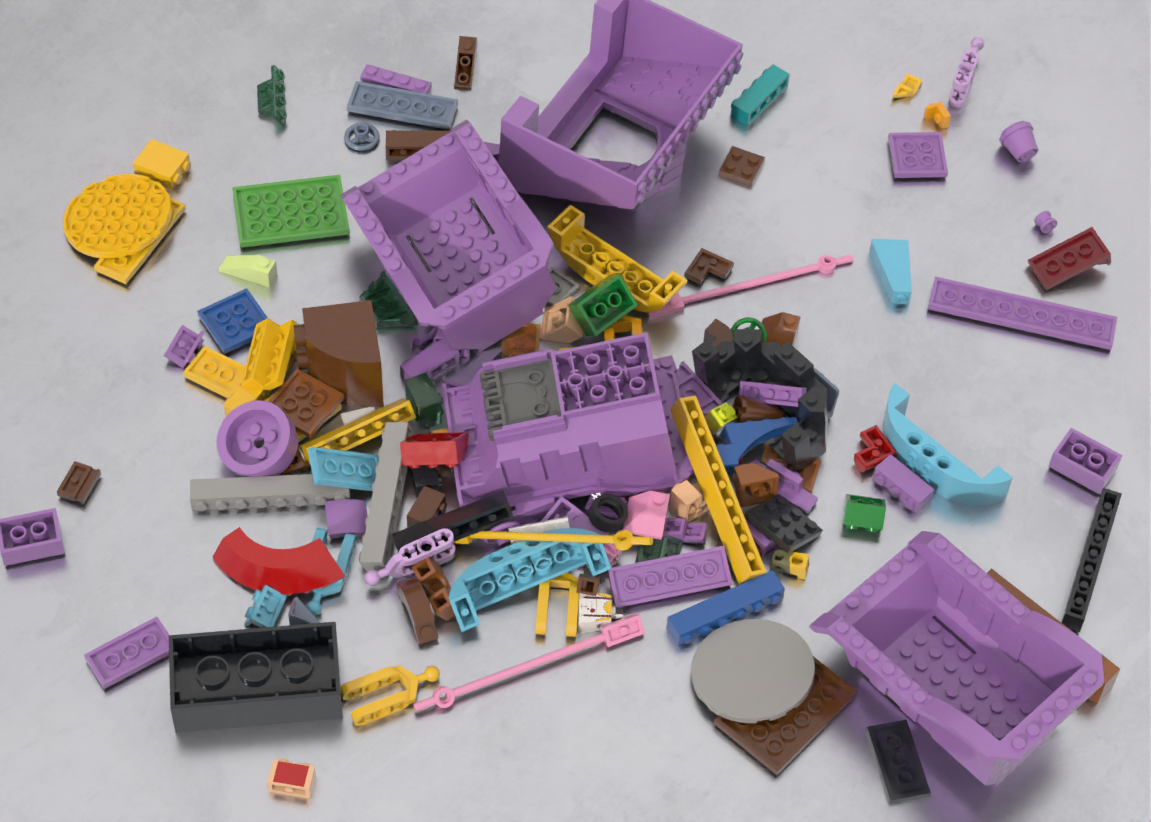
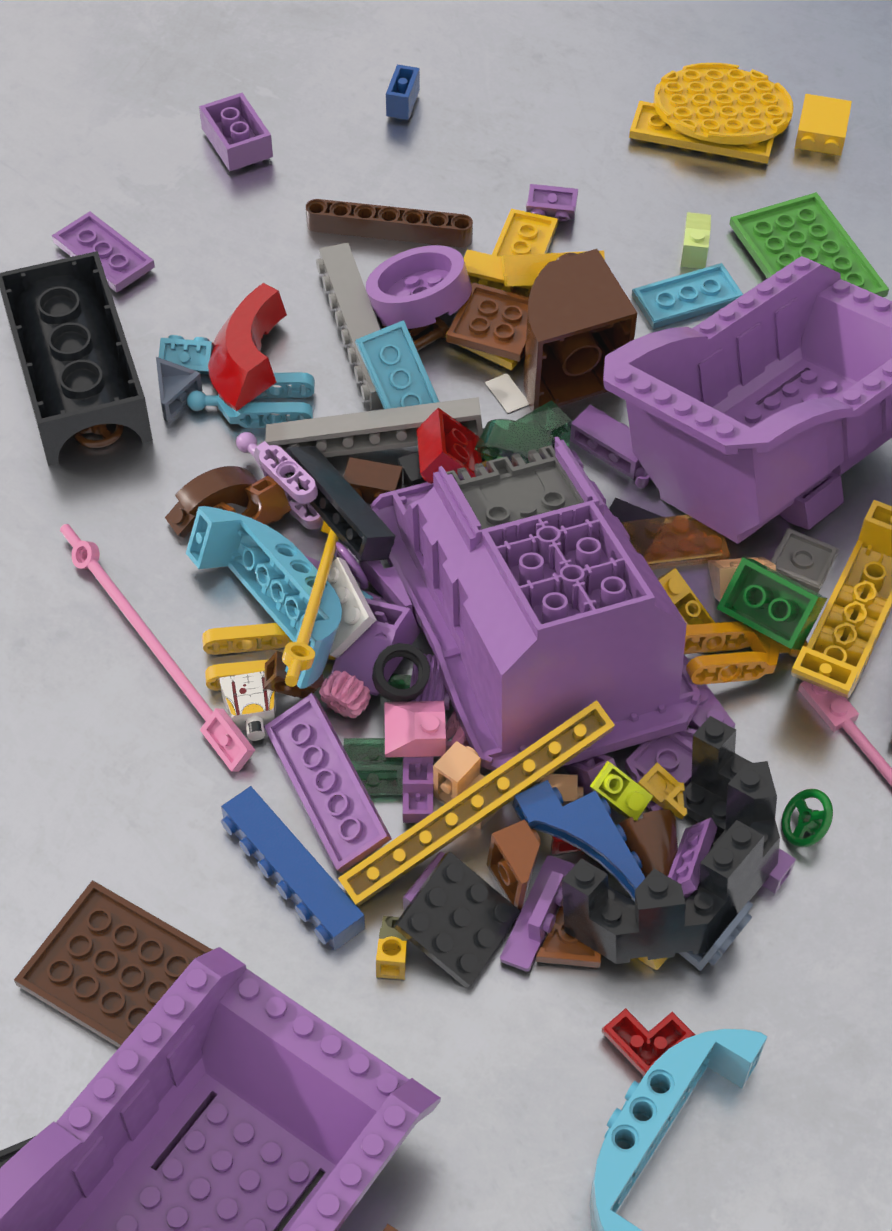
camera: 80 degrees right, 0 degrees up
(26, 414) = (402, 92): none -> blue brick
(78, 482) = (326, 158): reddish brown plate -> none
(168, 462) = (389, 223): none -> reddish brown beam
(232, 320) = (615, 232): blue plate -> none
(301, 286) = (686, 295): none -> medium azure tile
(346, 517) = (337, 398): medium lavender slope -> none
(362, 428) = (465, 379): yellow brick -> none
(380, 679) = (99, 516): yellow piece -> none
(443, 406) = (510, 437): none -> clear green brick
(715, 398) = (665, 790): none -> yellow slope
(717, 332) = (793, 779): reddish brown brick -> none
(753, 670) = (174, 904): light grey tile -> none
(782, 328) = (832, 868): dark orange slope -> none
(864, 512) = (520, 1041): green slope -> none
(903, 483) = (591, 1097): medium lavender brick -> none

